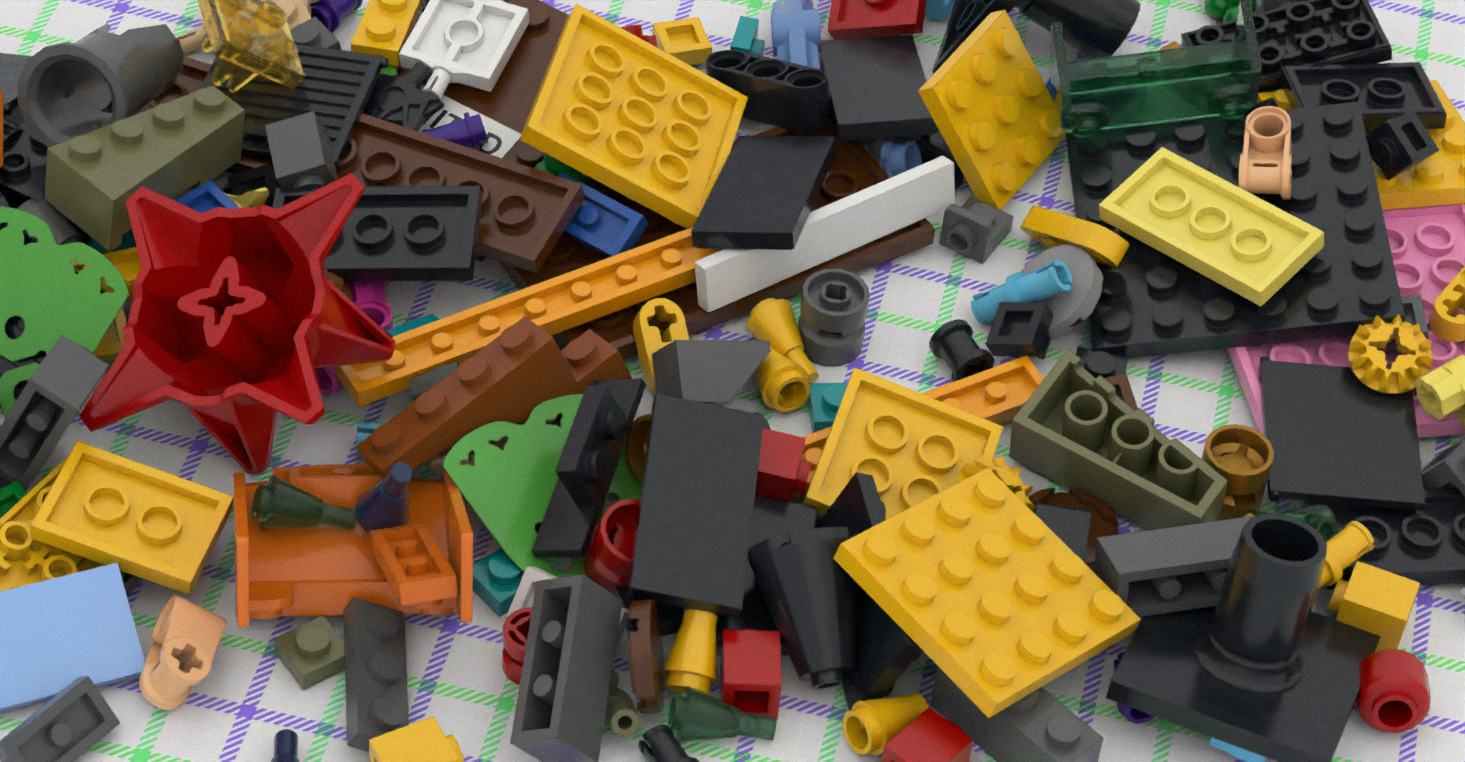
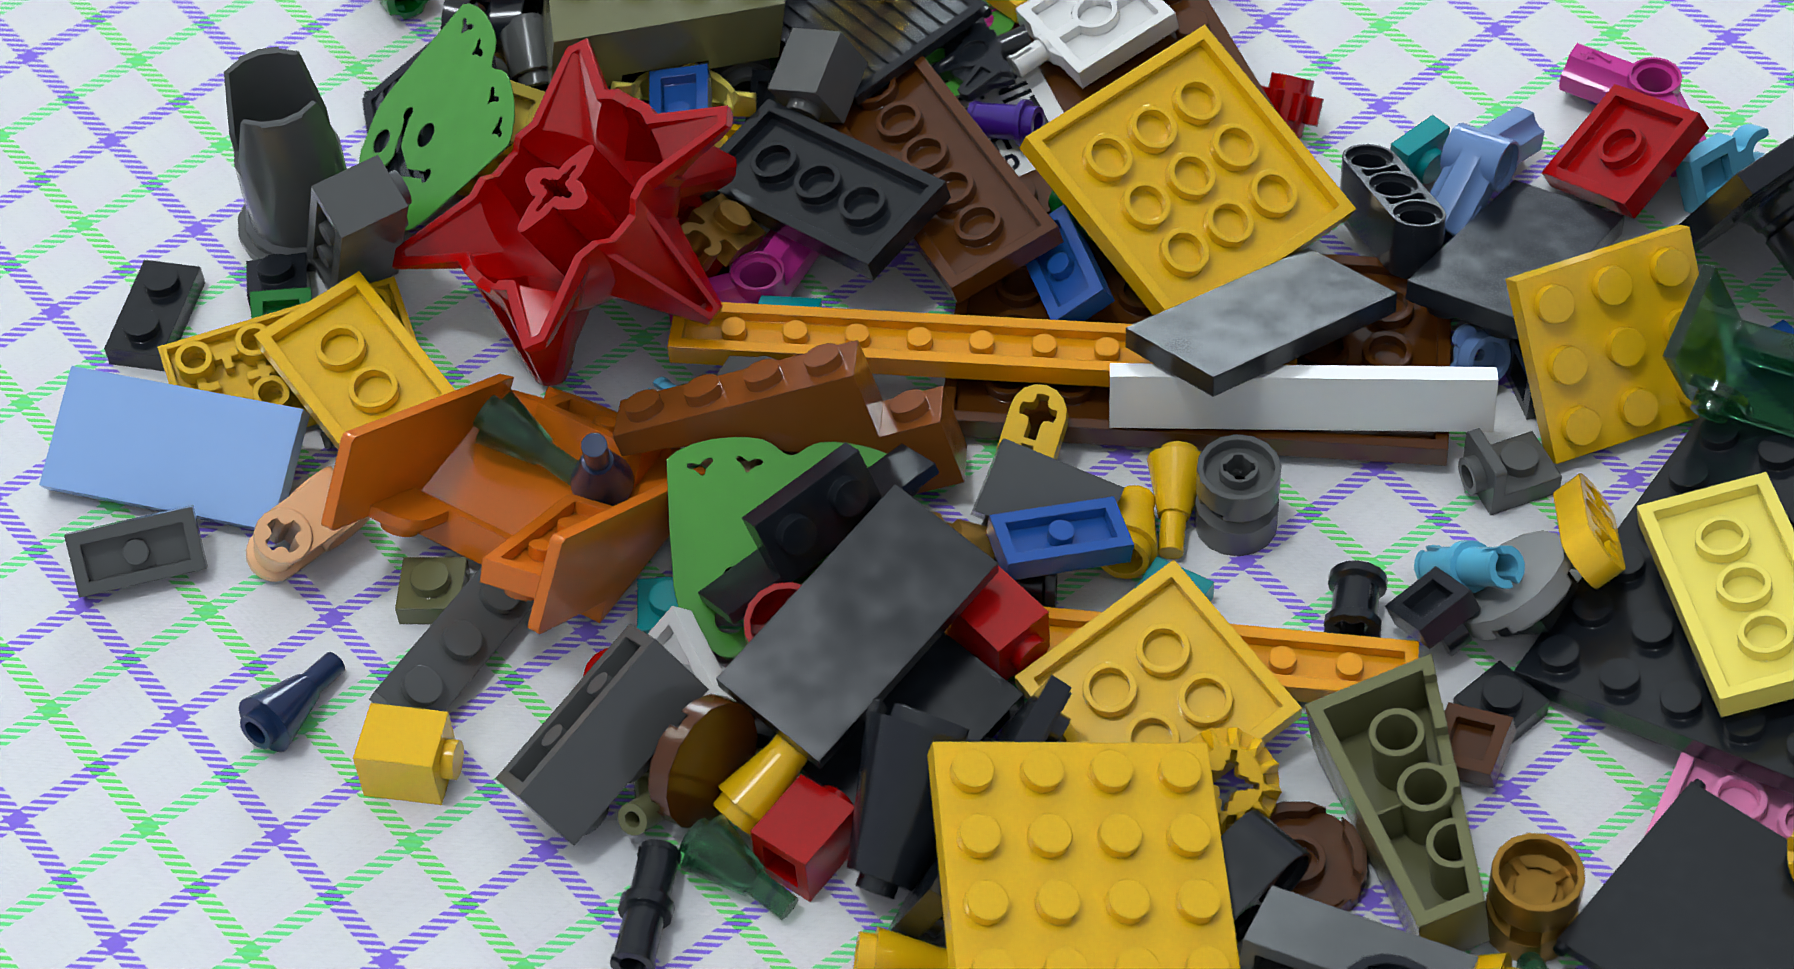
camera: 45 degrees right, 5 degrees up
(683, 40) = (1361, 118): yellow plate -> none
(764, 386) = (1060, 538): none -> blue plate

